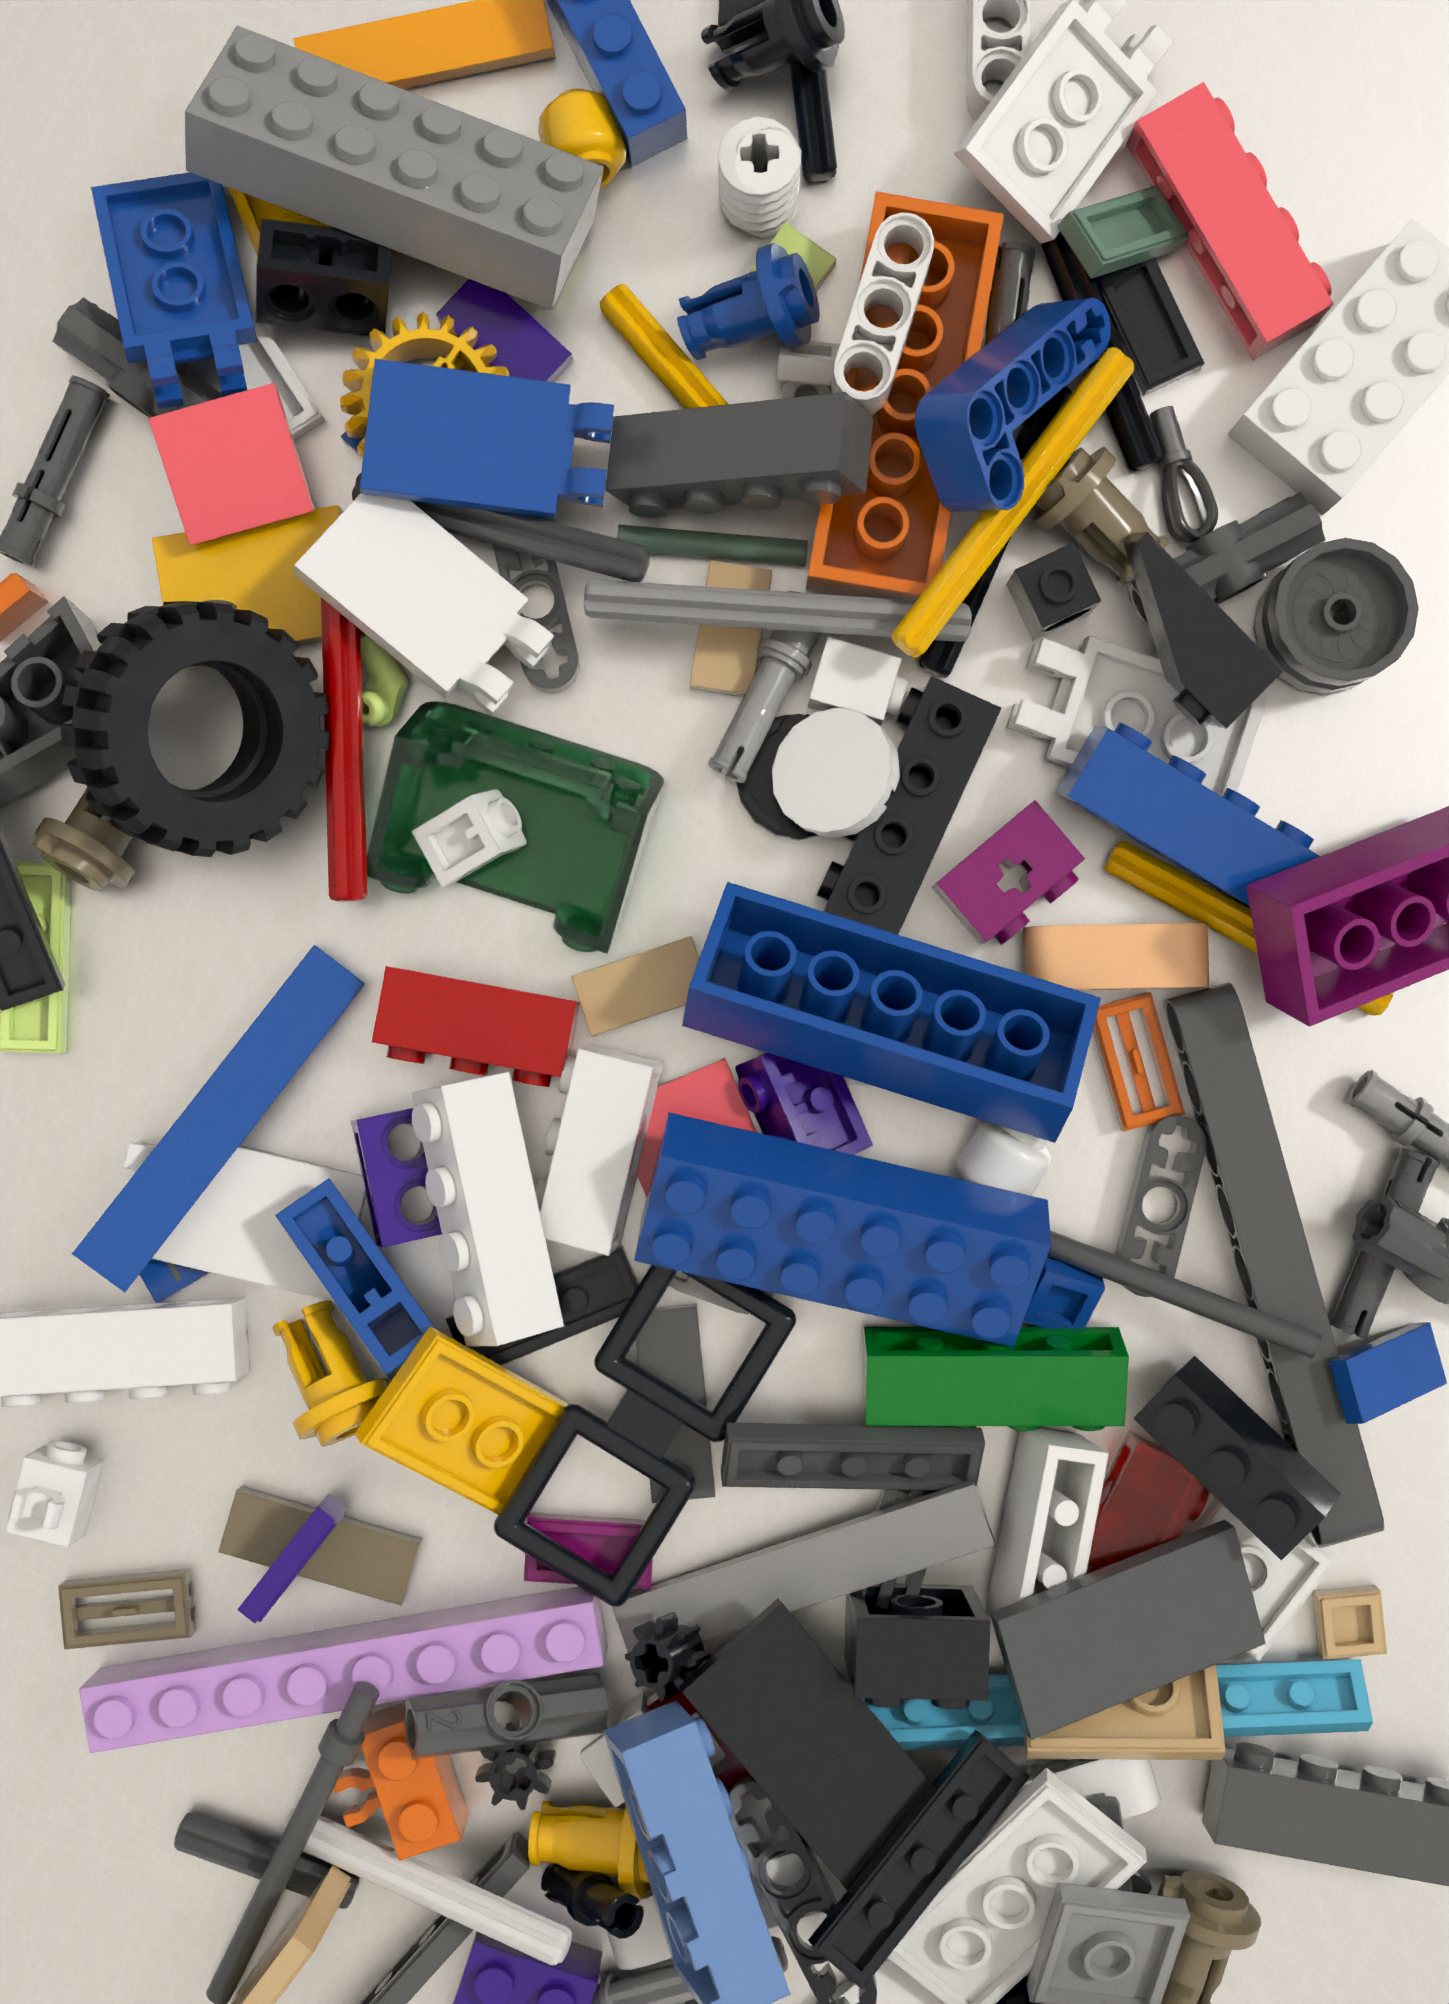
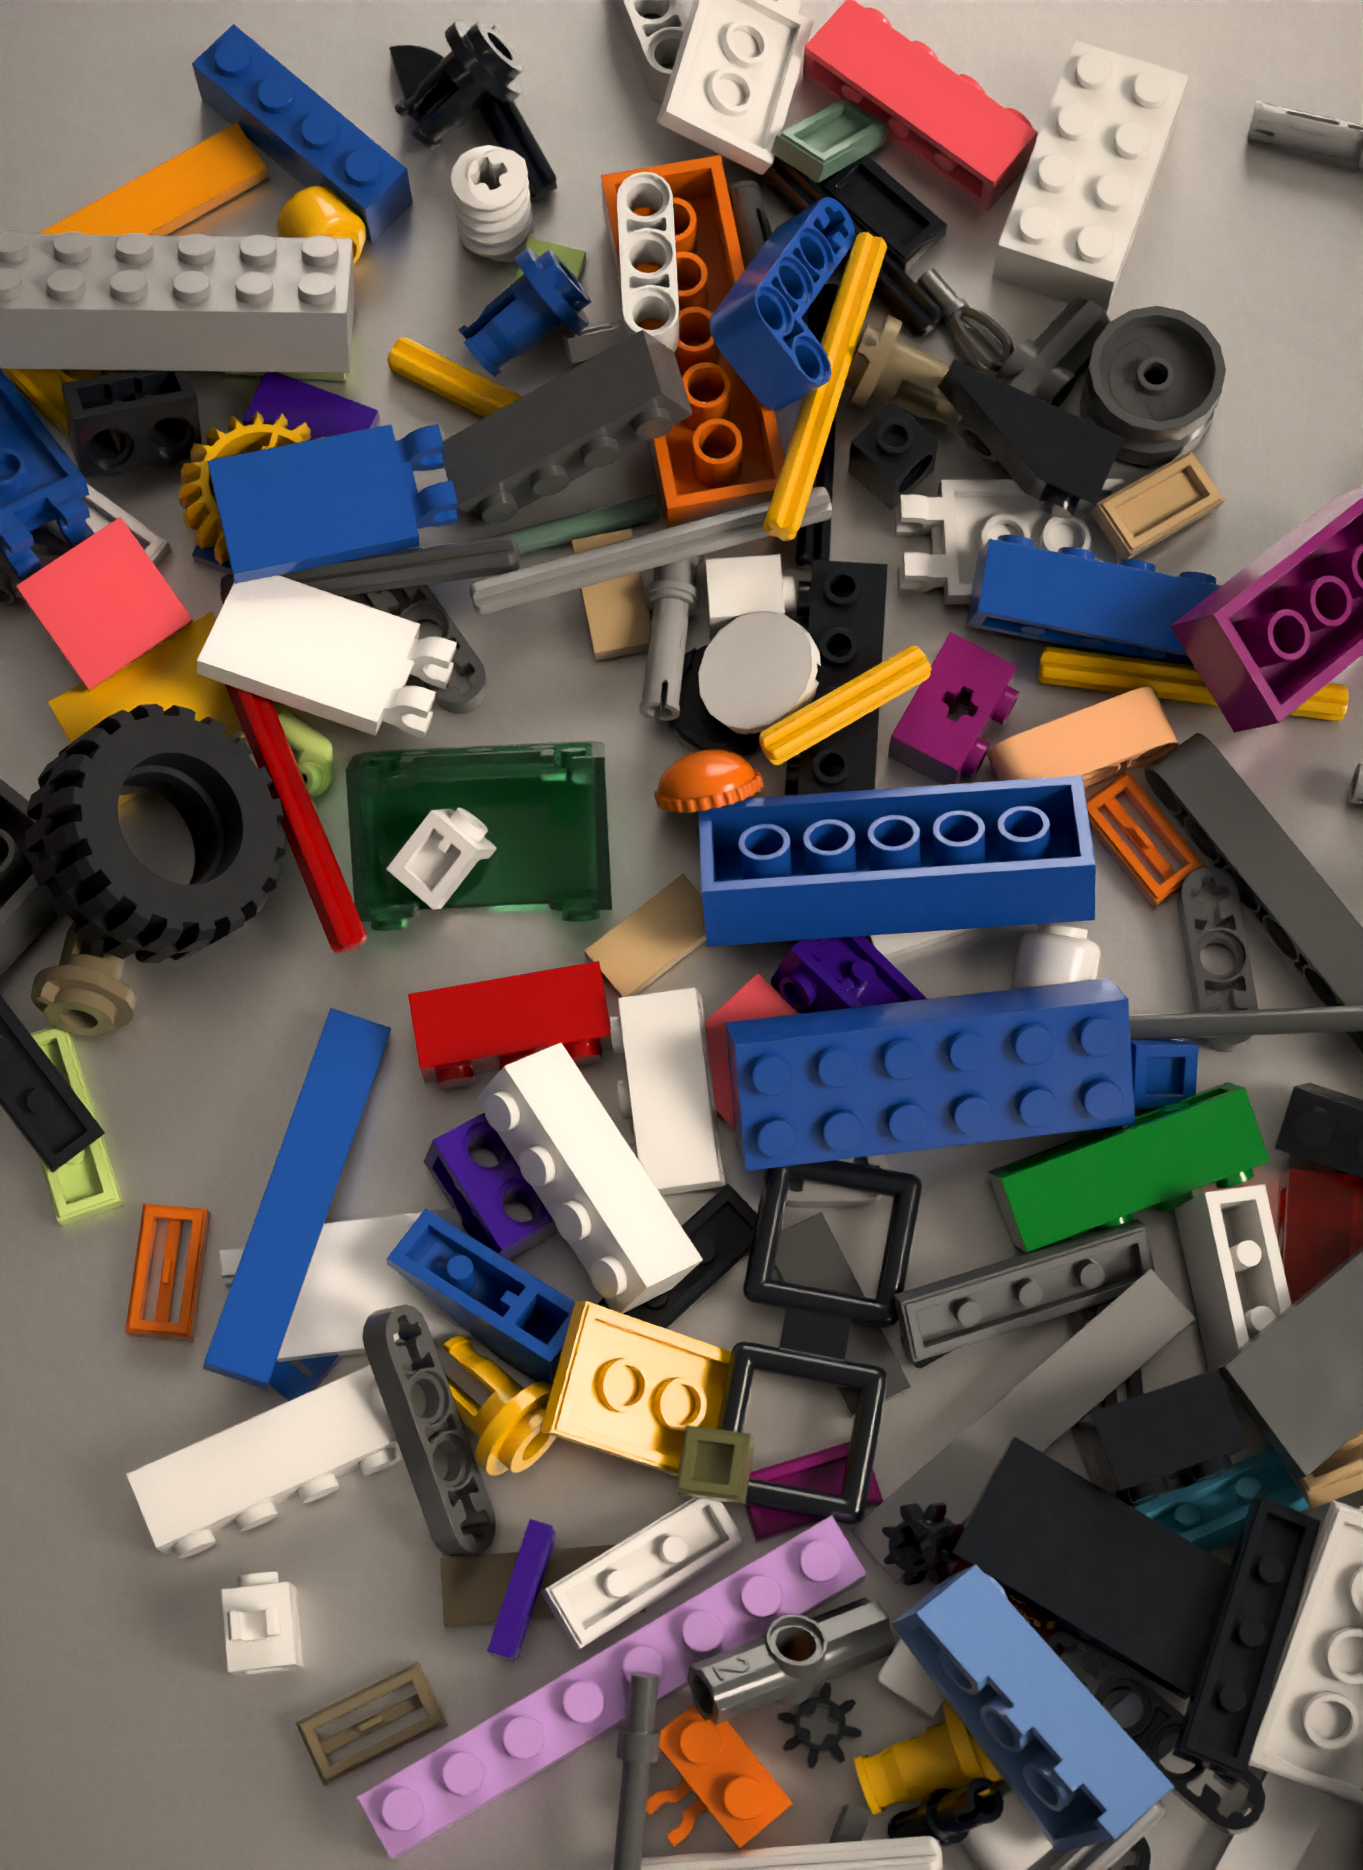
camera: 15 degrees left, 15 degrees down
(110, 1136) = (162, 1327): none -> orange tile
(269, 1381) = (421, 1435): none -> dark grey beam
(410, 1572) = (642, 1569): none -> white tile
(506, 1513) = (715, 1464): none -> olive tile
(744, 863) = (706, 781): none -> orange hat
(902, 843) = (844, 705): none -> yellow axle
(1290, 739) = (1157, 506): none -> tan tile

